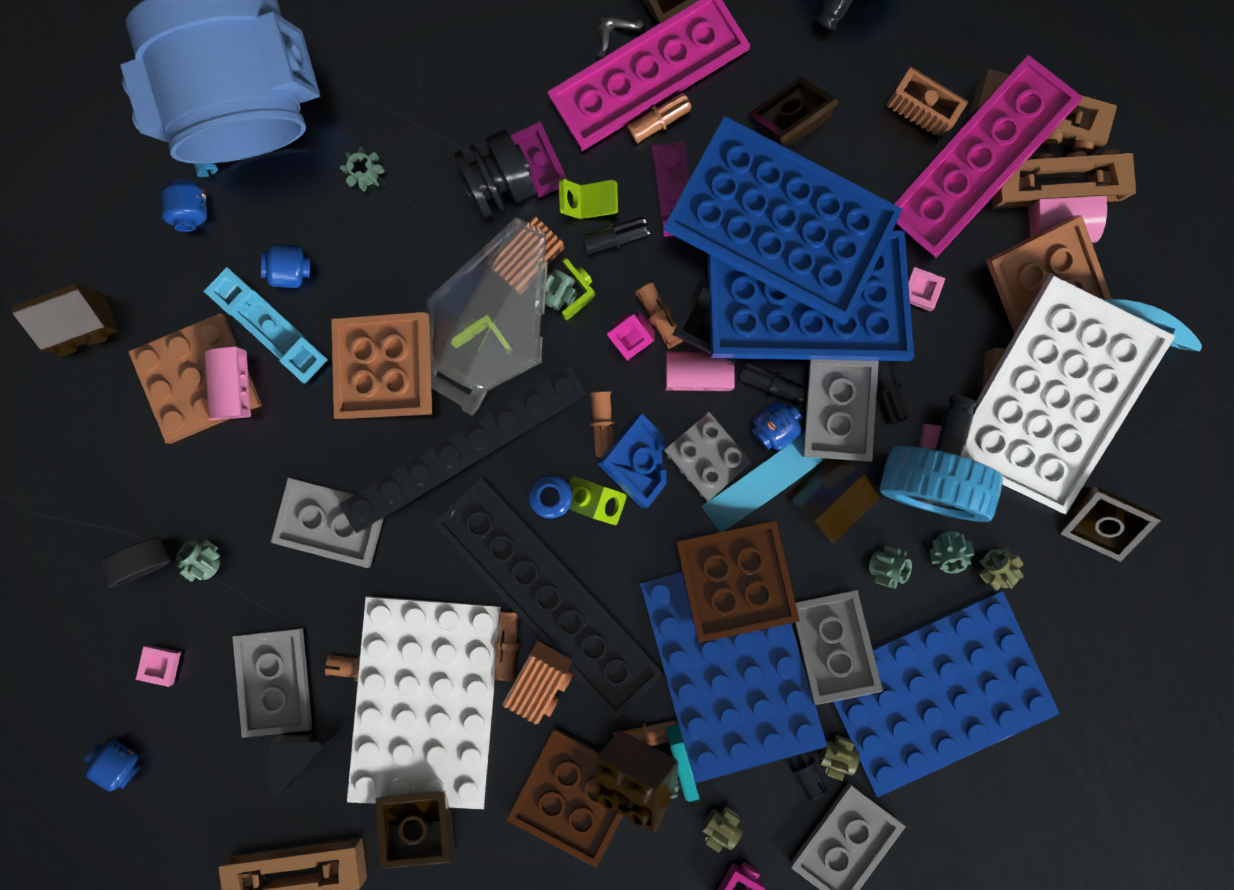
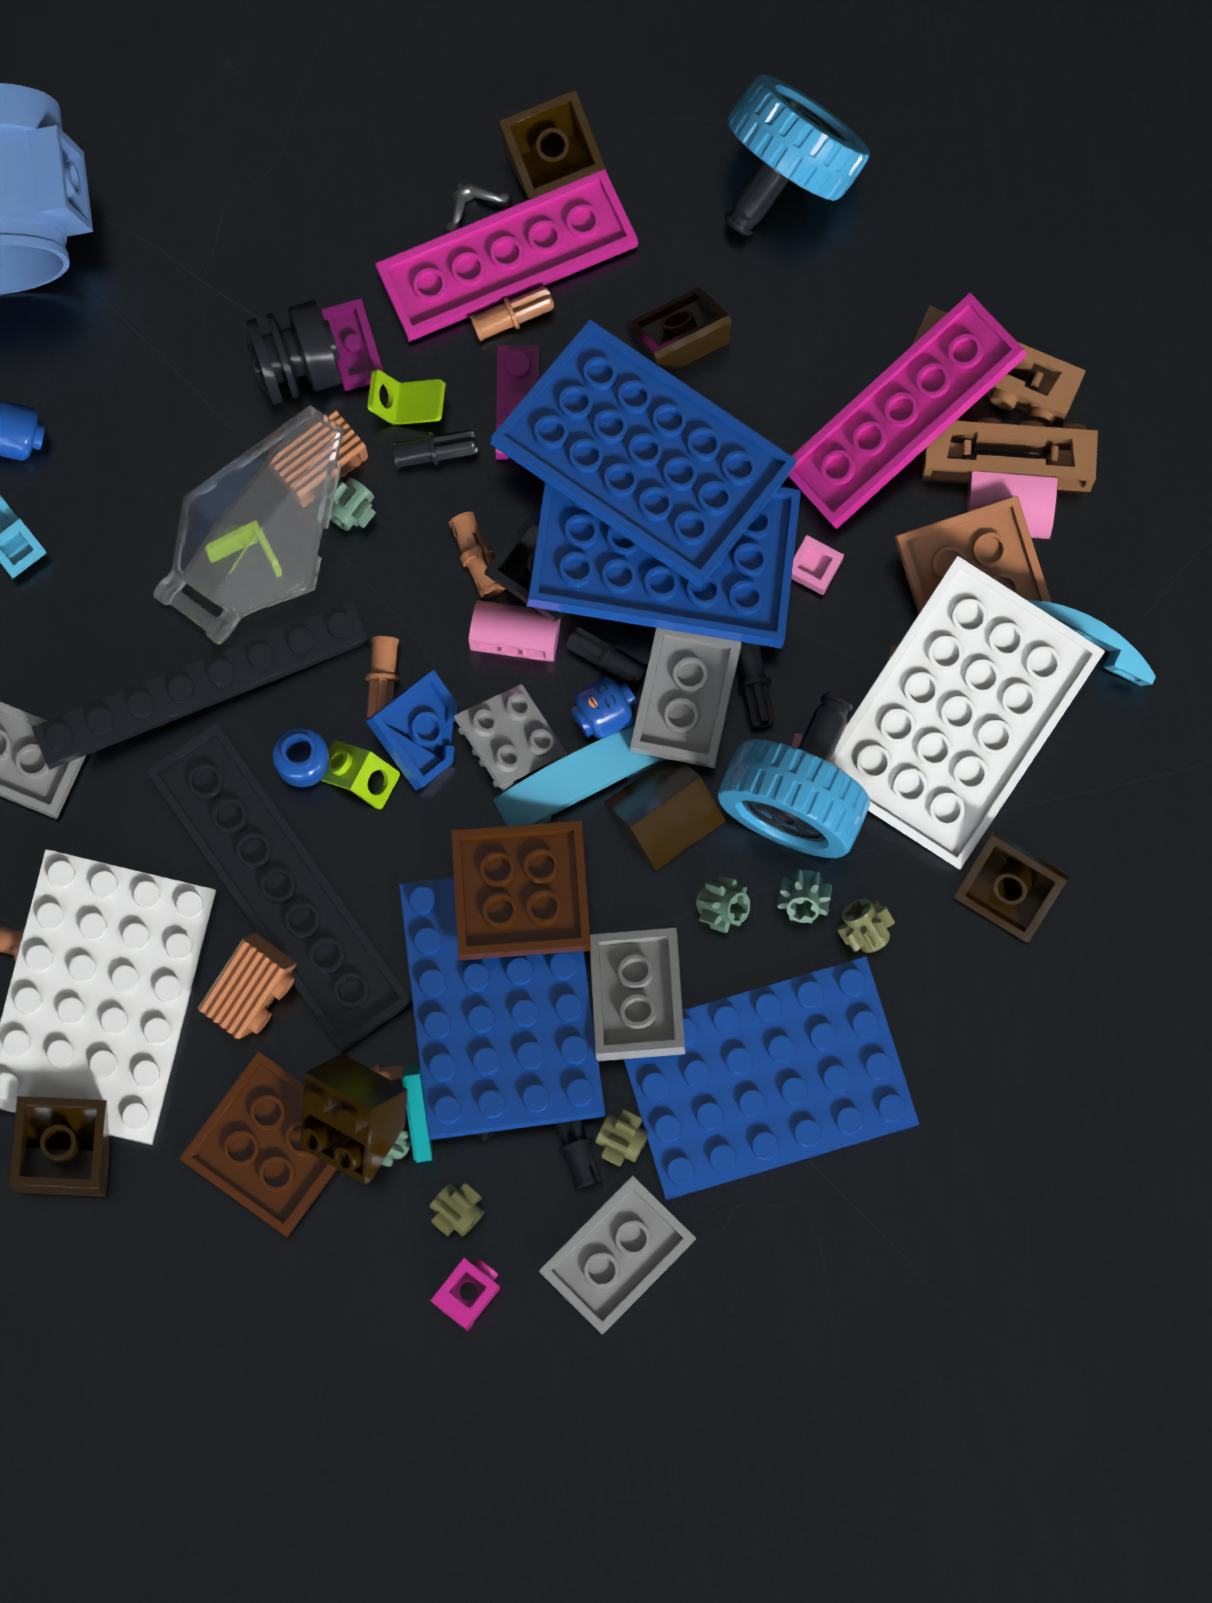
camera: 10 degrees right, 10 degrees down
(363, 179) = (129, 339): sand green gear -> none
(381, 366) = (113, 568): nougat plate -> none
(506, 646) = (215, 939): nougat pin -> none
(583, 281) = (384, 519): lime bracket -> none
(631, 334) = (433, 568): dark pink brick -> none
(927, 103) = (848, 337): nougat brick -> none

